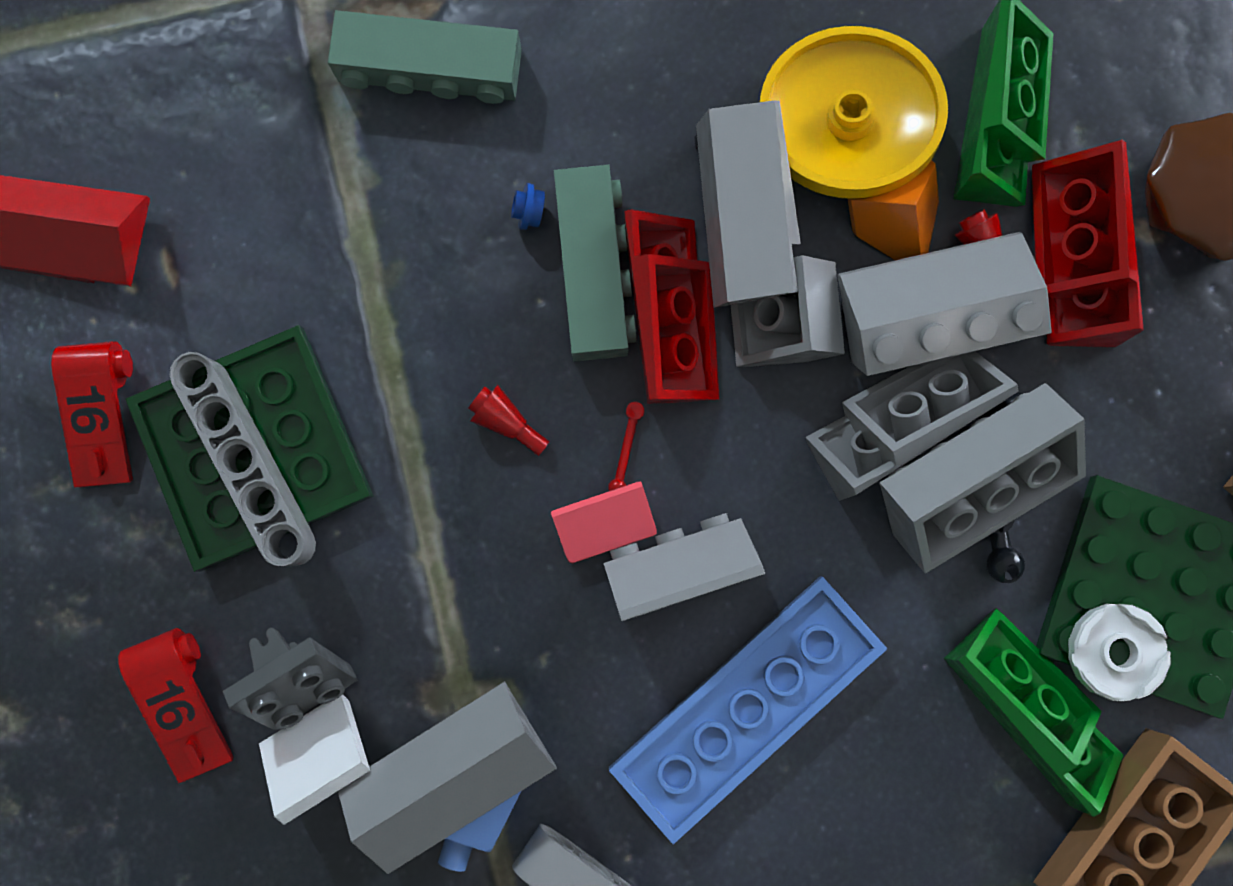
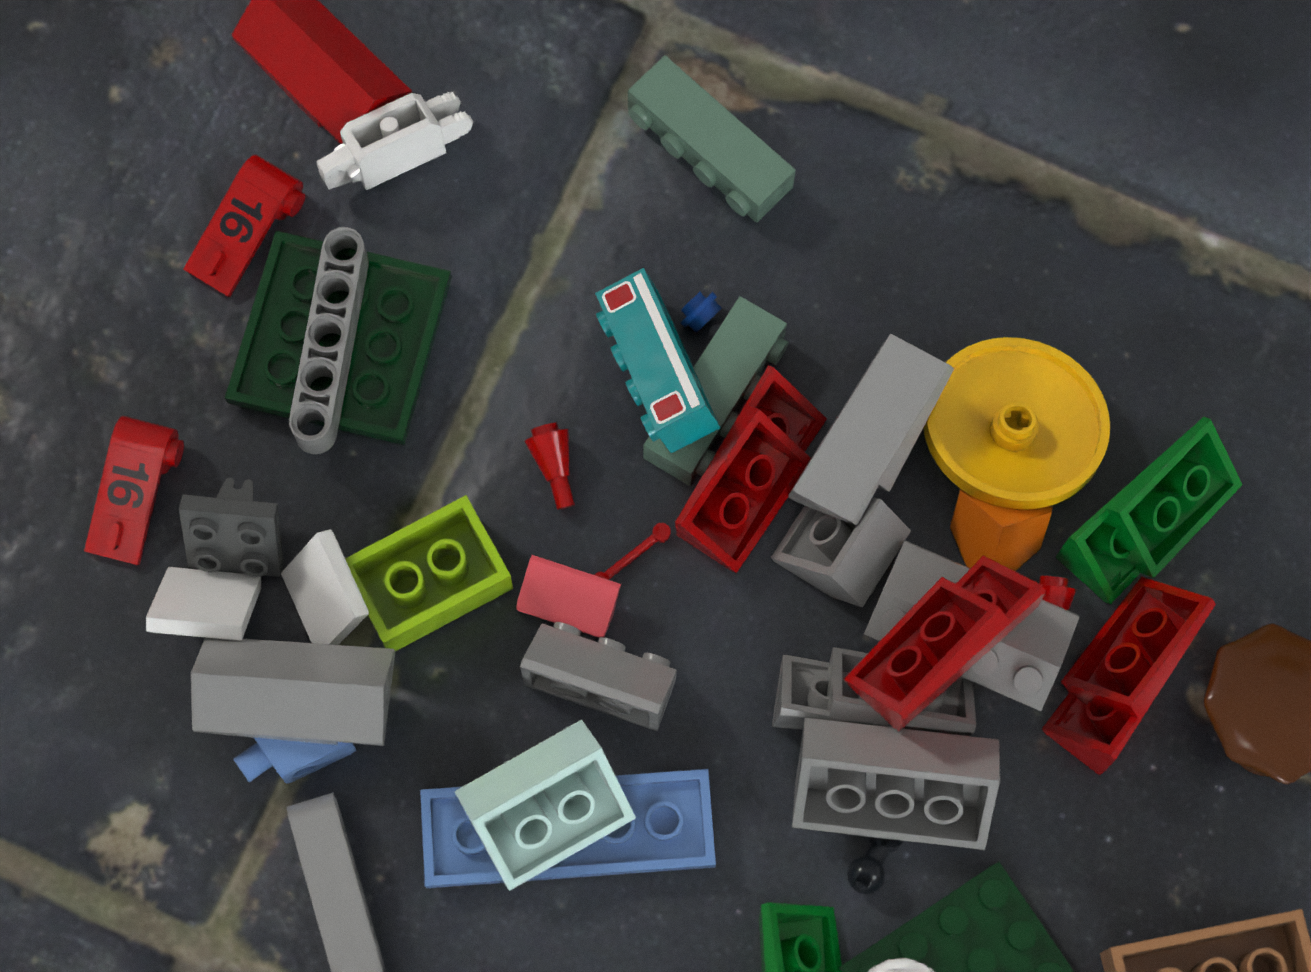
camera: 35 degrees right, 10 degrees down
(164, 248) = (394, 140): none -> white hinge
(406, 672) = (324, 590): none -> white tile
(476, 594) = (429, 574): none -> lime brick
(530, 276) = (656, 361): none -> teal brick
(720, 711) = (545, 804): none -> light aqua slope
(950, 334) = (942, 639): none -> red slope

